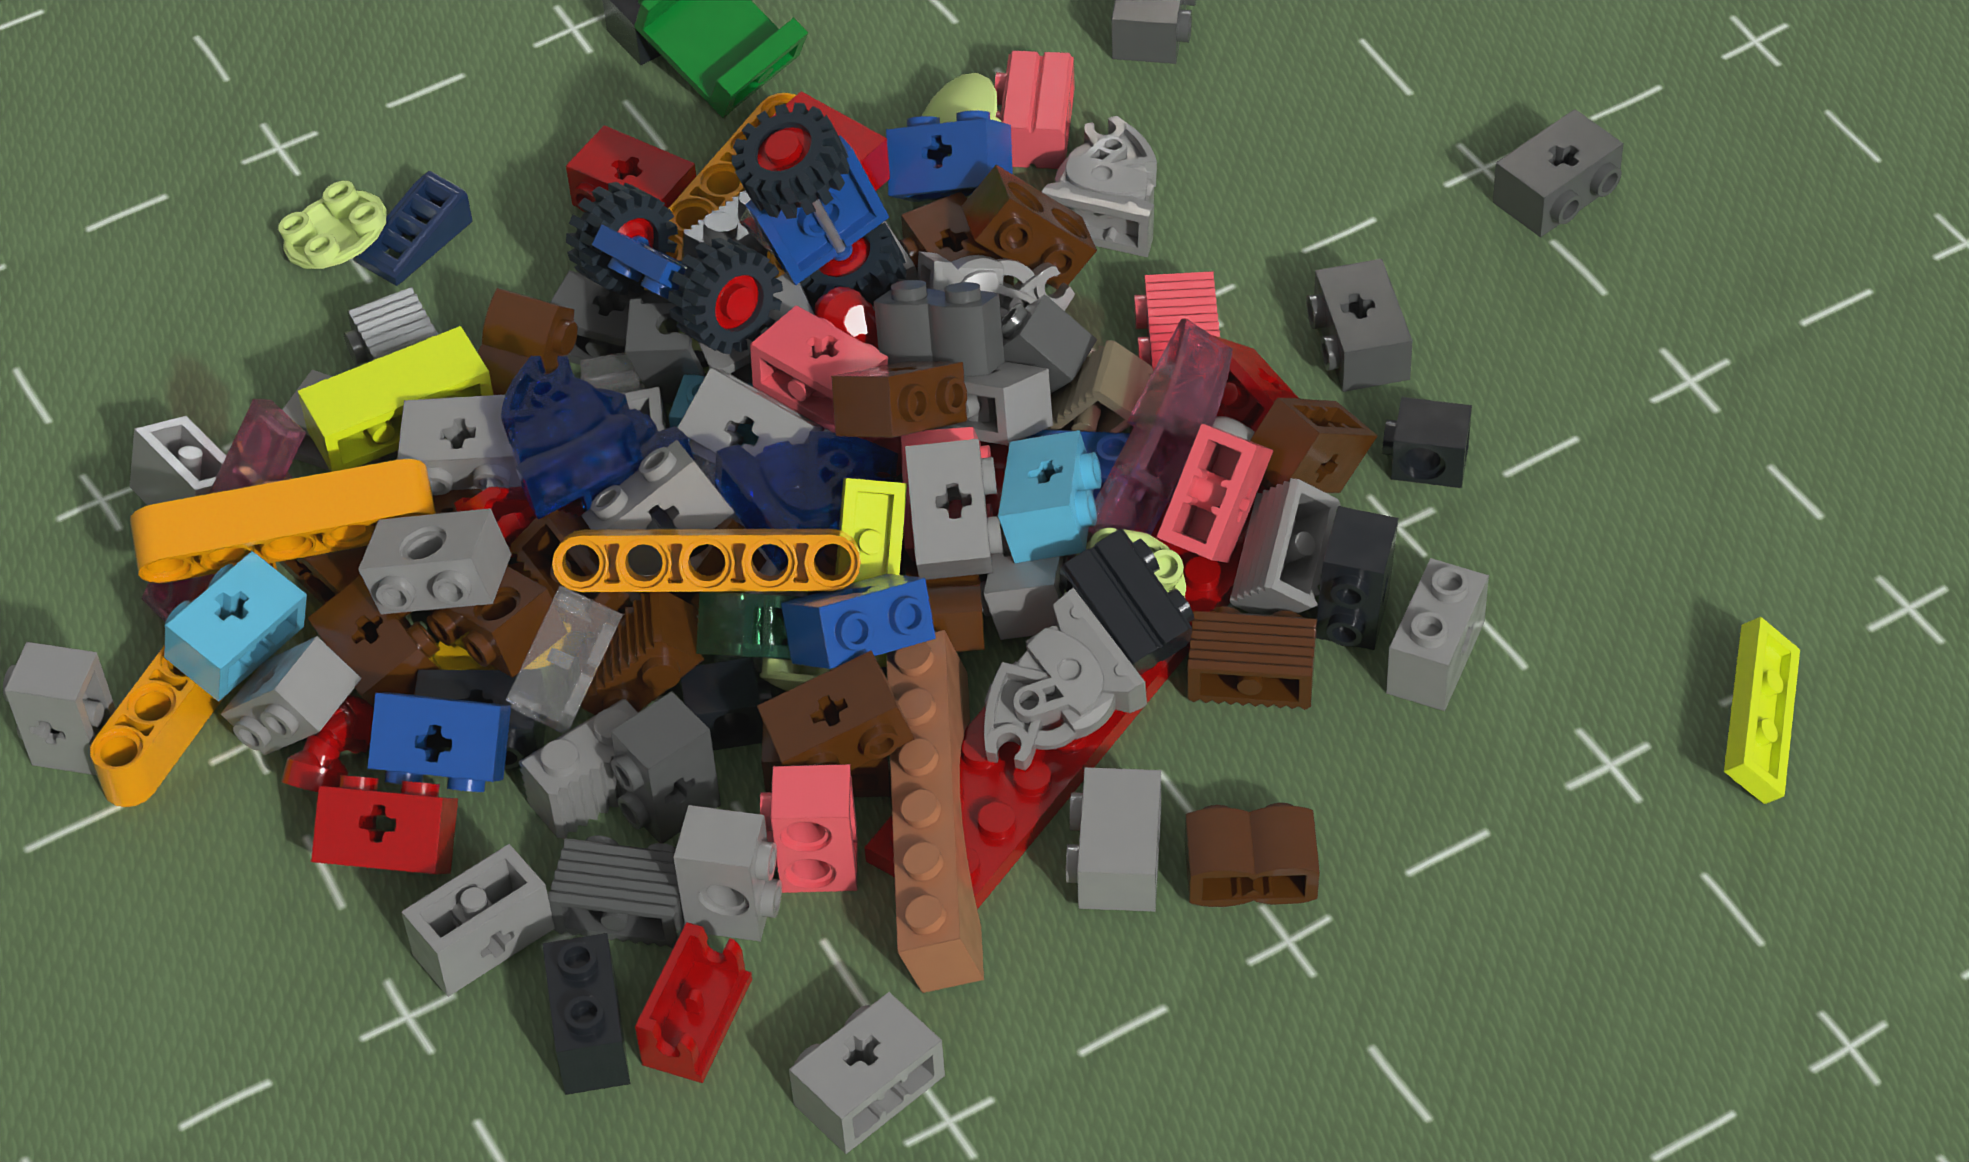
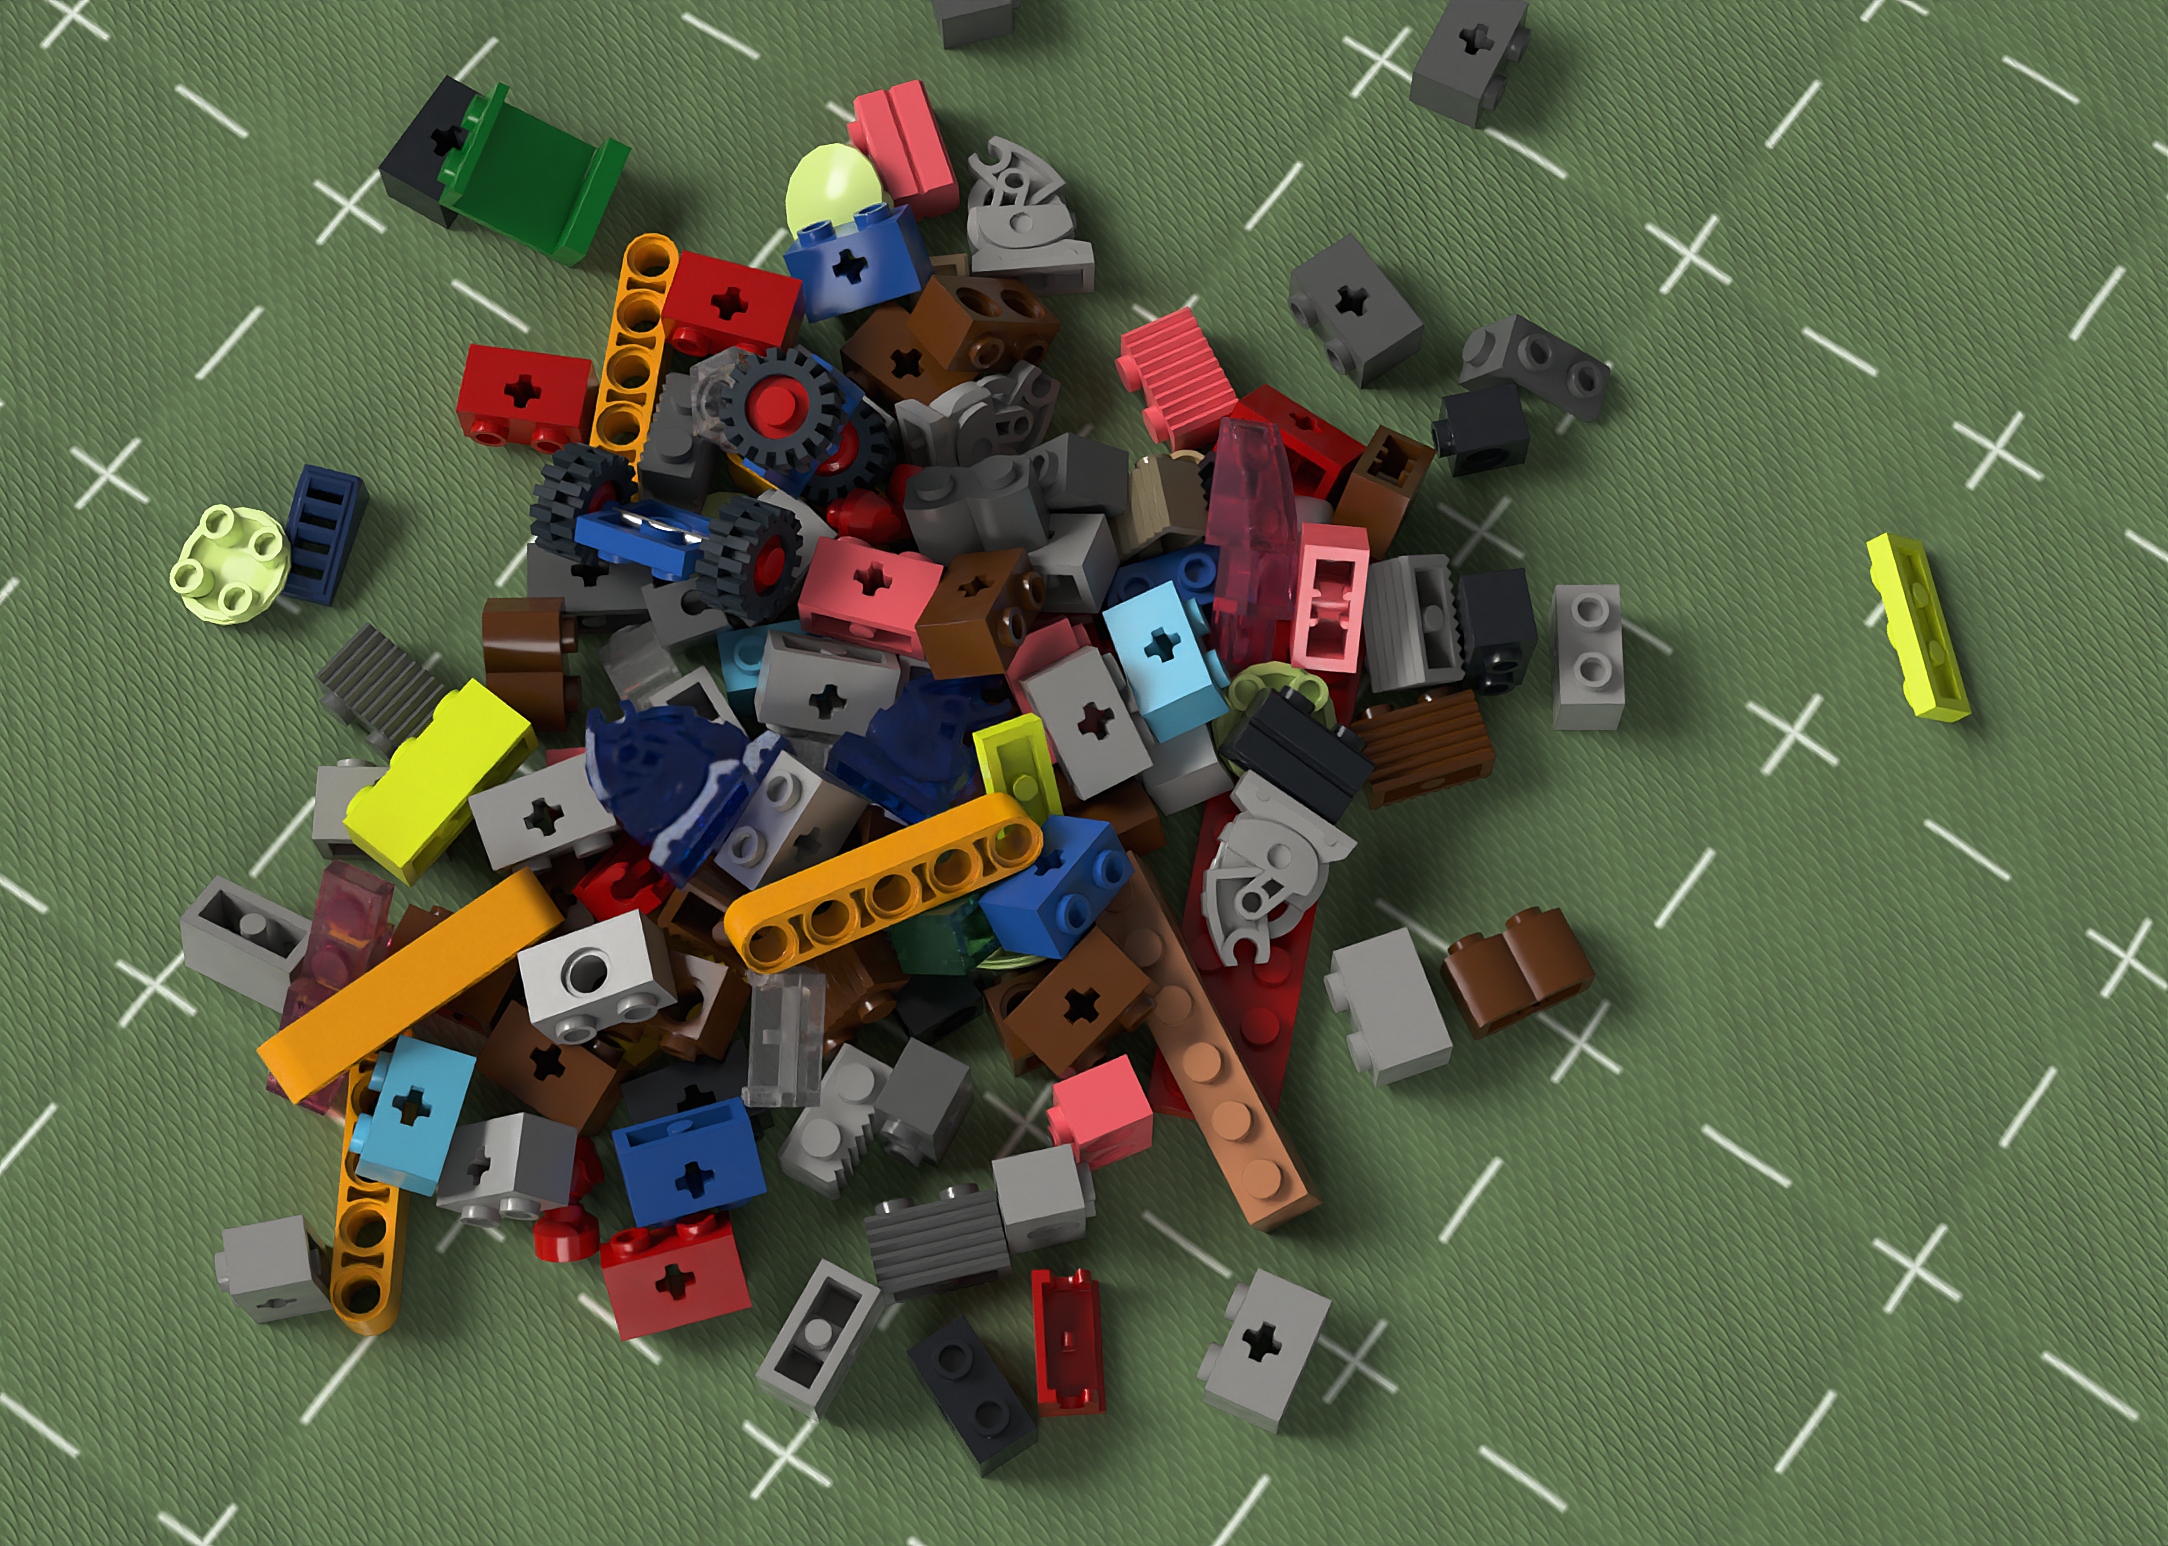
camera: 25 degrees left, 20 degrees up
(1509, 410) = (1537, 361): none -> dark grey bracket

